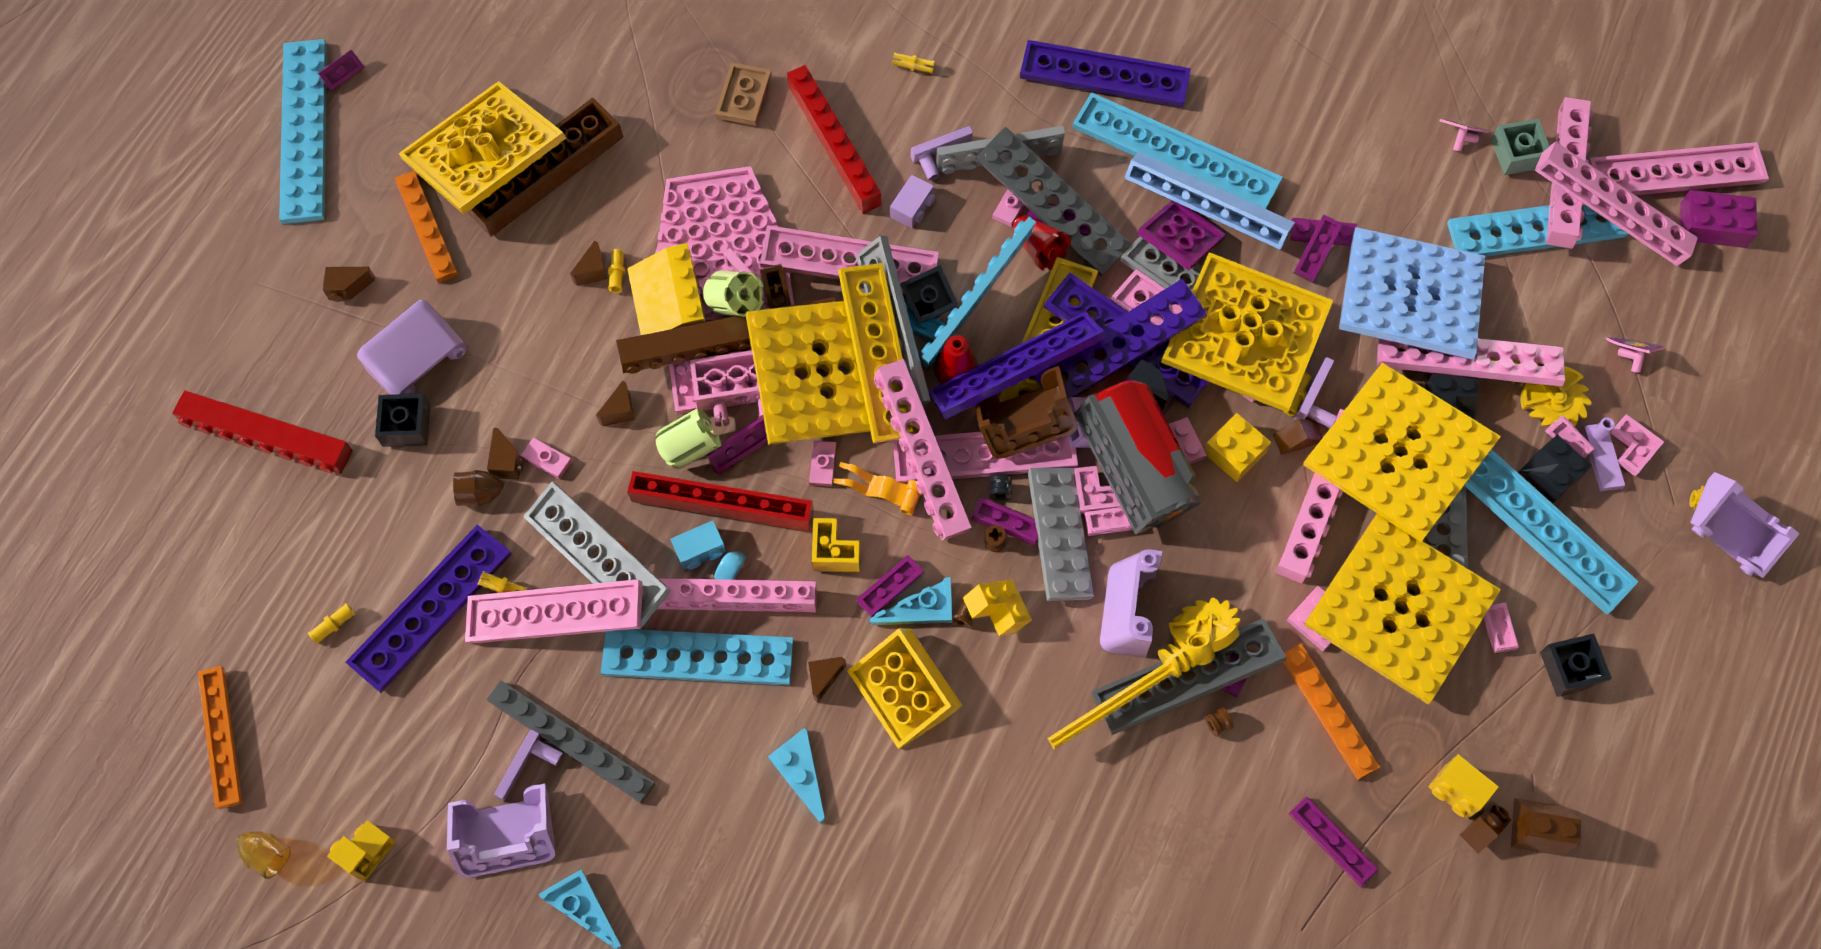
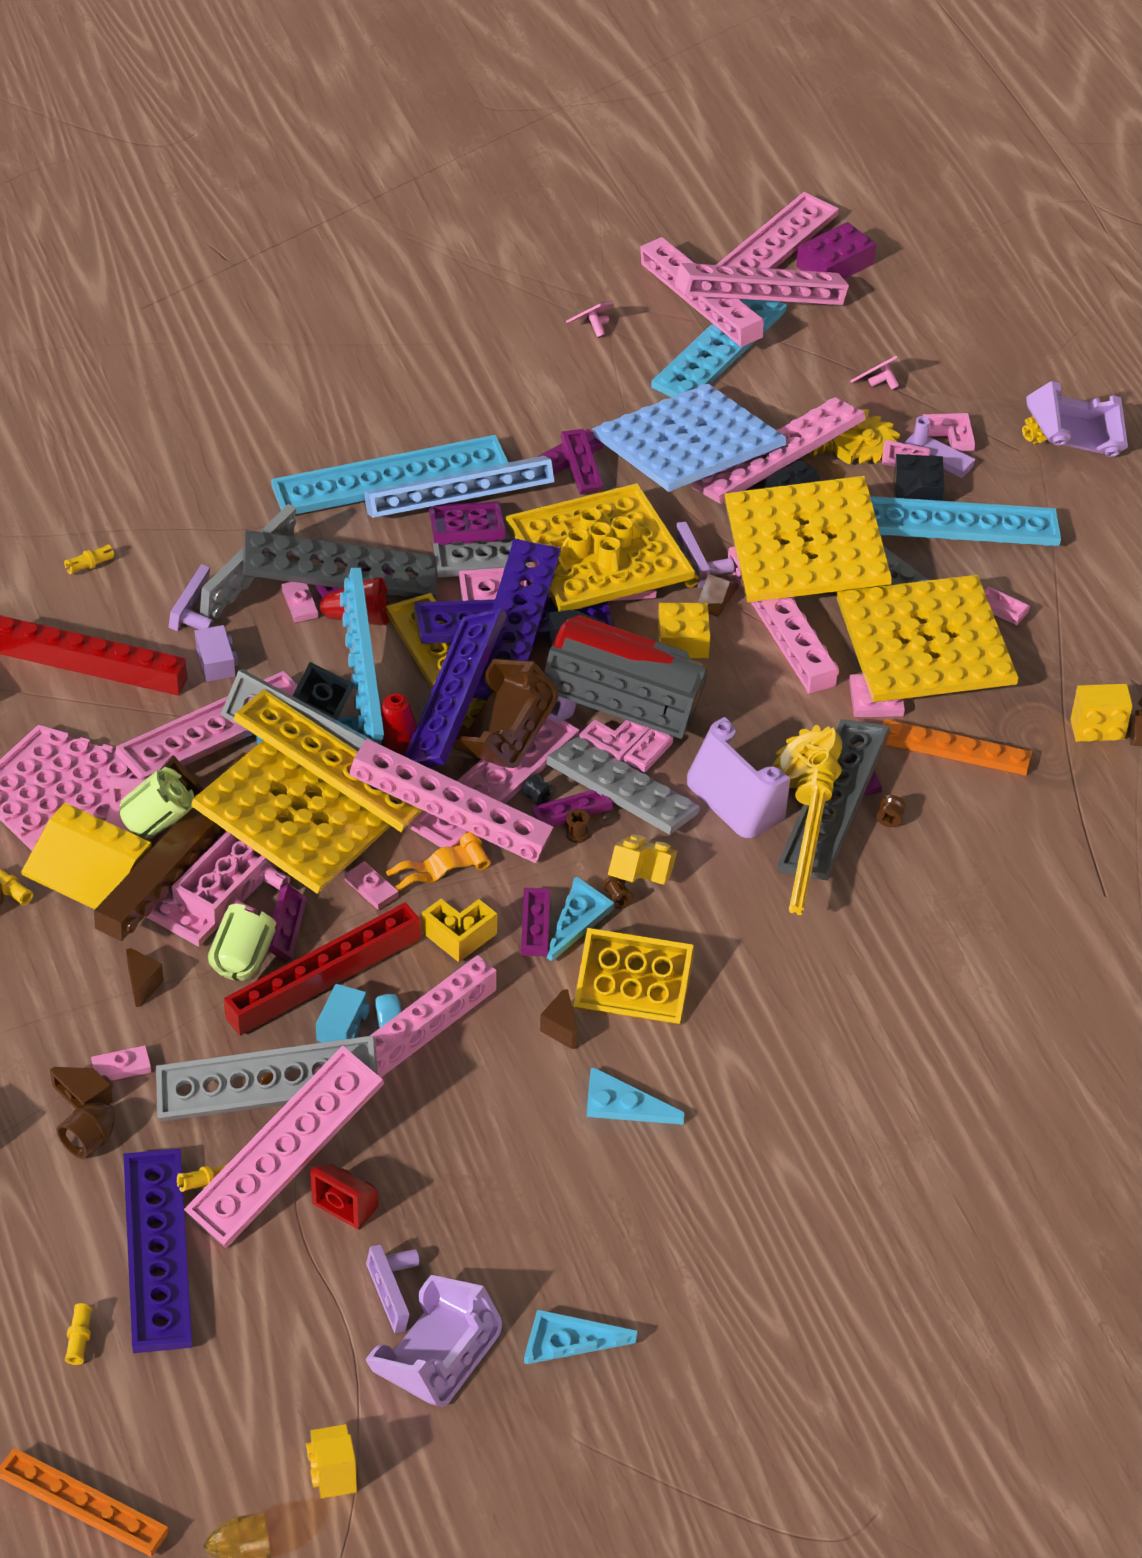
camera: 50 degrees left, 20 degrees down
(561, 674) = (343, 1194): none -> red slope
(571, 742) = (421, 1236): dark grey plate -> none
(706, 670) = (437, 1110): medium azure plate -> none
(1110, 84) = (258, 472): dark purple plate -> none
(1333, 841) = (1058, 823): magenta tile -> none
(1519, 145) = (647, 298): sand green brick -> none
(1575, 664) = (1078, 586): black slope -> none

